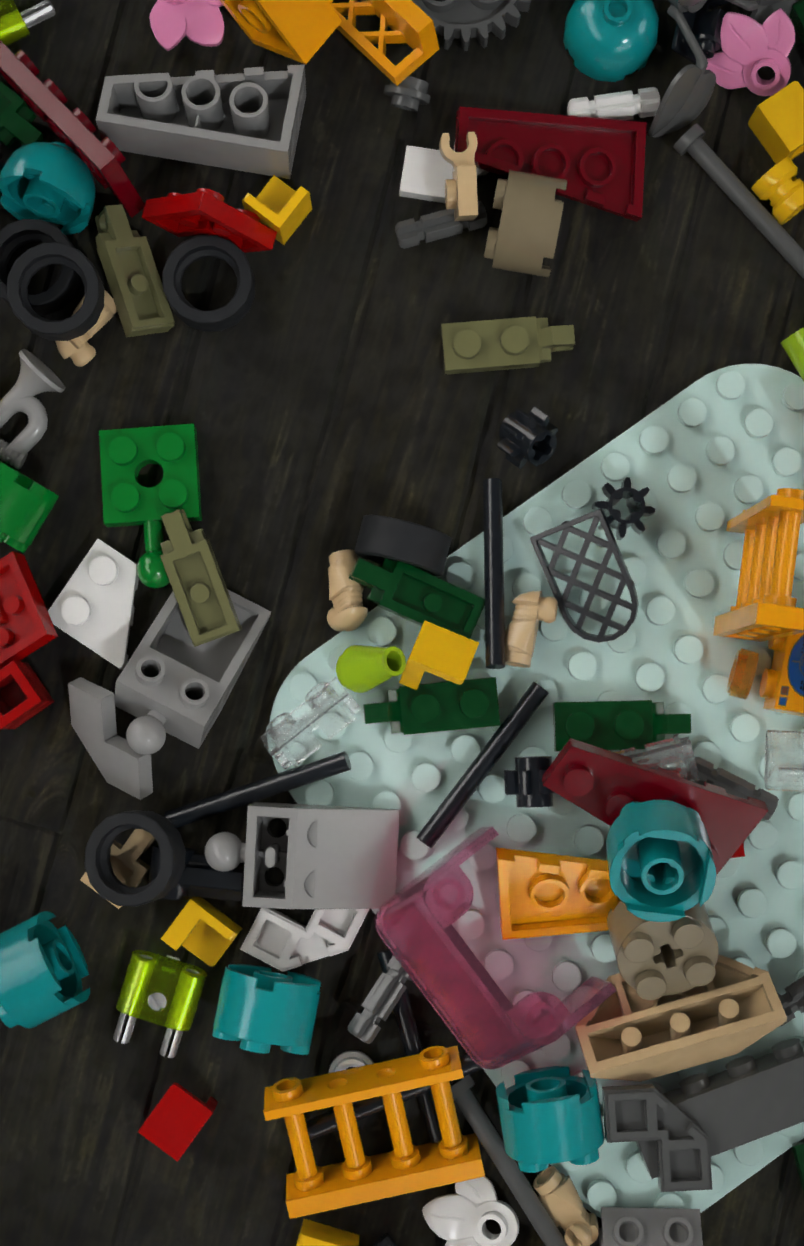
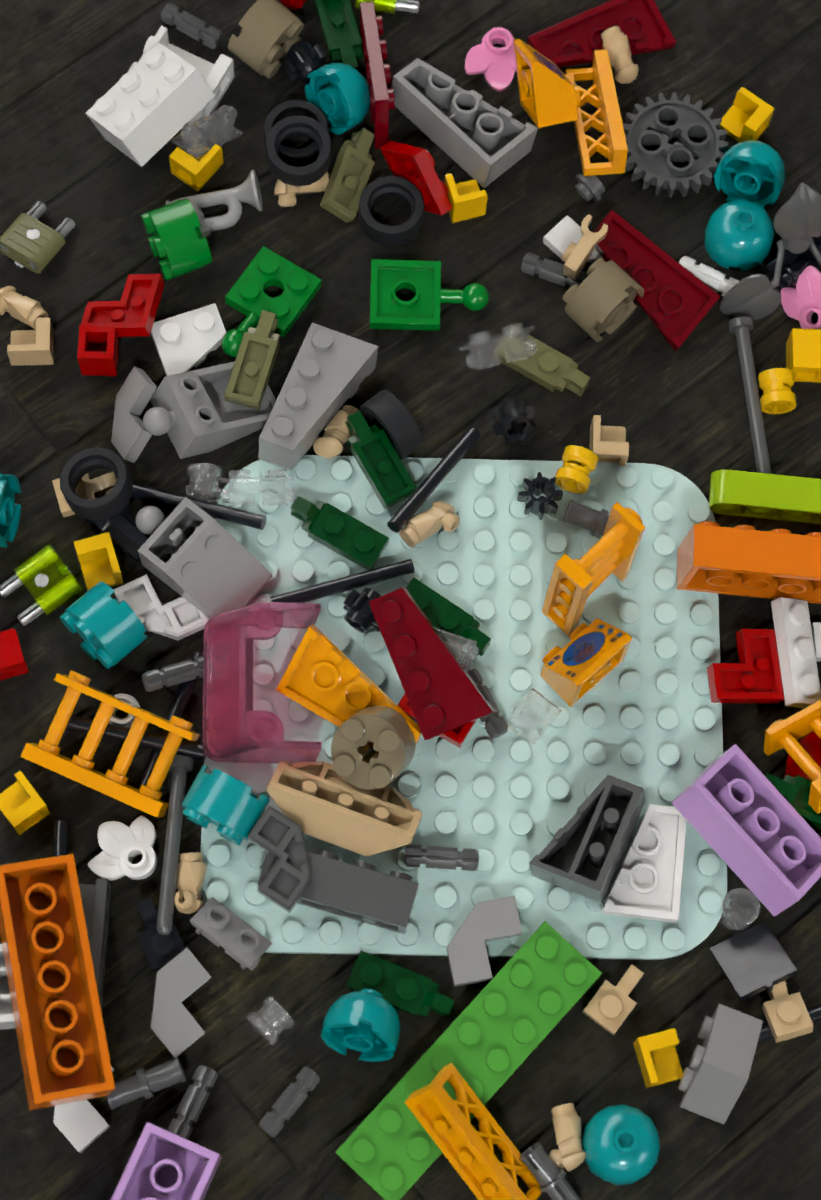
camera: 30 degrees right, 15 degrees down
(245, 758) = (204, 481): none -> clear wheel
(286, 556) = (317, 386): none -> light grey wedge
(309, 342) = (424, 308): none -> green plate
(366, 667) = (315, 475): lime cone -> none
(440, 654) = (364, 493): yellow panel -> none
(461, 344) = (485, 348): none -> clear hinge
(593, 590) = (510, 532): black window -> none
(644, 387) = (608, 442): none -> tan panel
(644, 458) = (576, 469): none -> yellow wheel
(660, 860) = (383, 684): teal brick -> none
(709, 491) = (586, 518): none -> dark grey pin
(742, 673) = (540, 639): clear orange tile -> none

